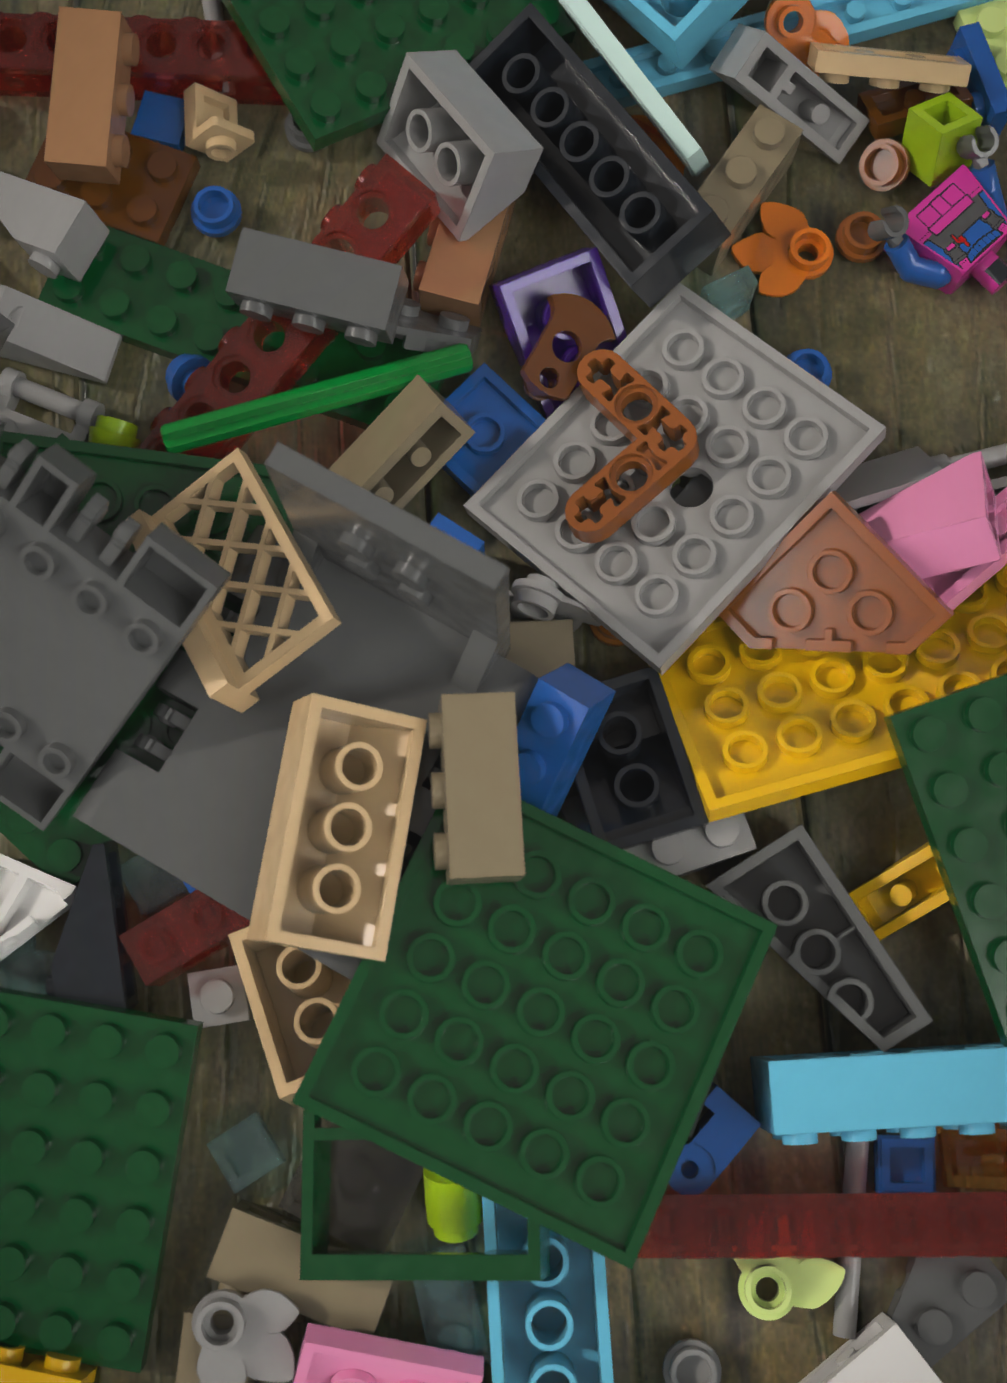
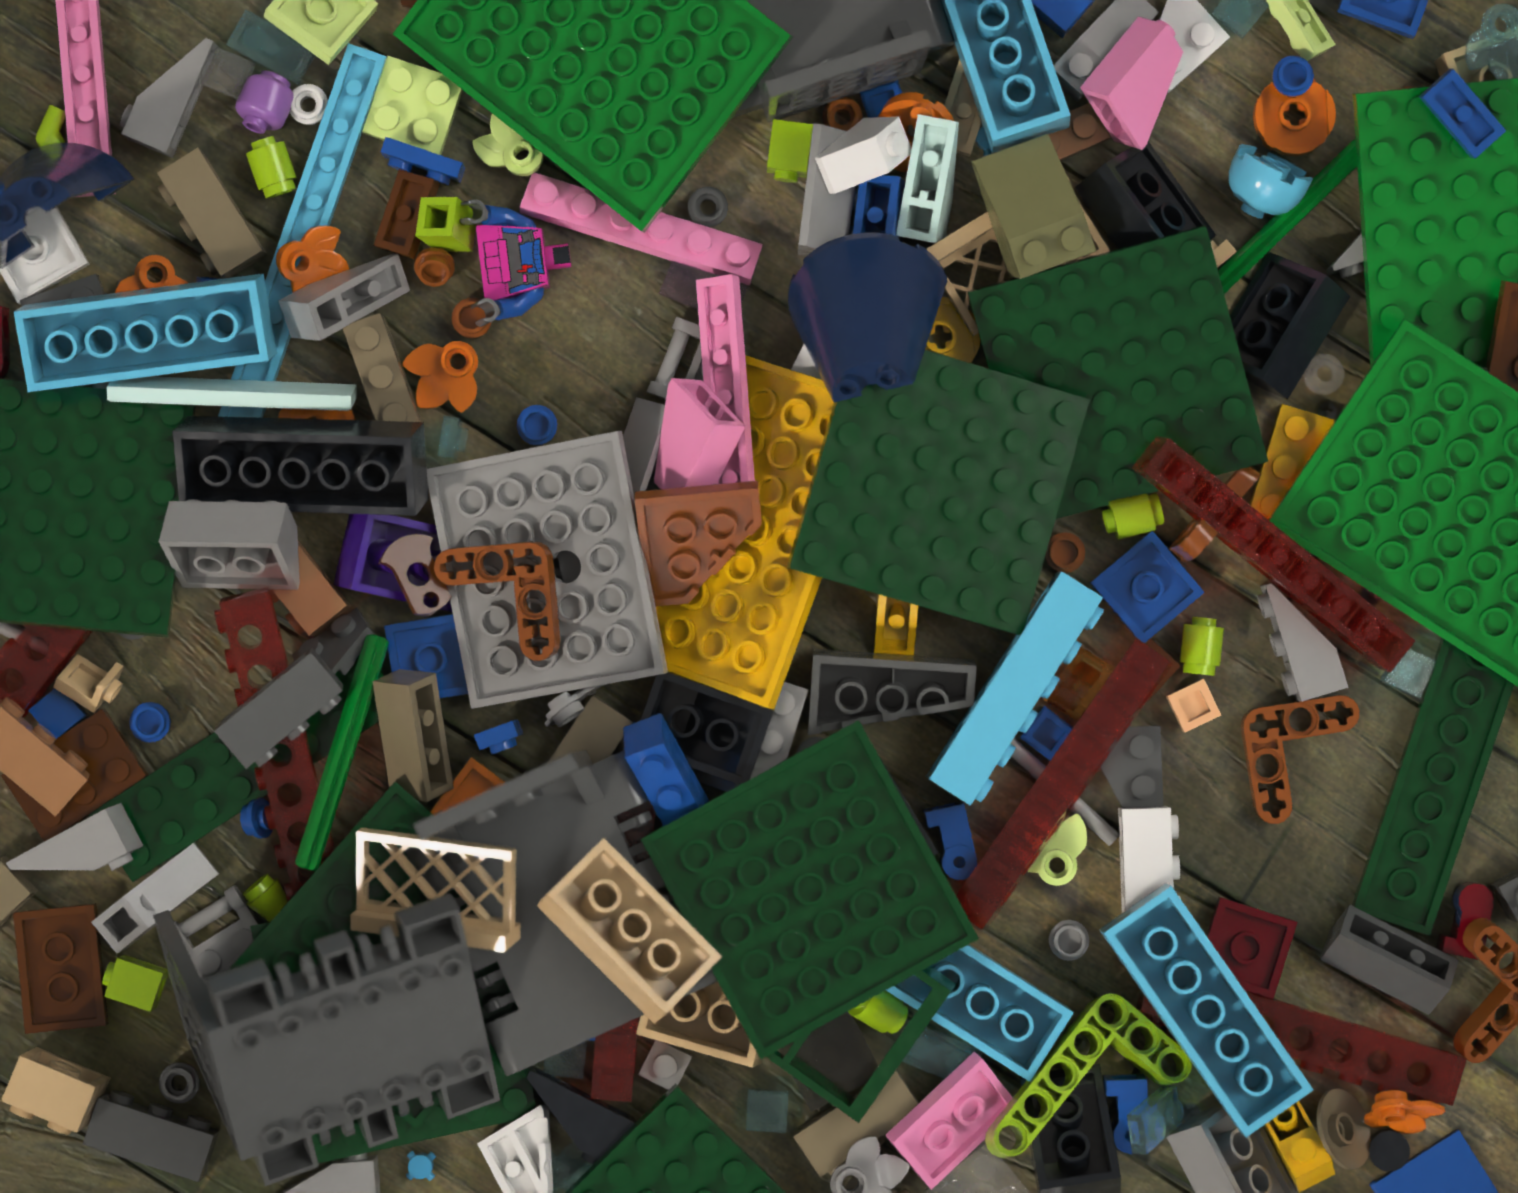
camera: 50 degrees left, 10 degrees up
(477, 788) = (662, 837): dark tan brick -> none
(888, 67) = (374, 223): tan plate -> none

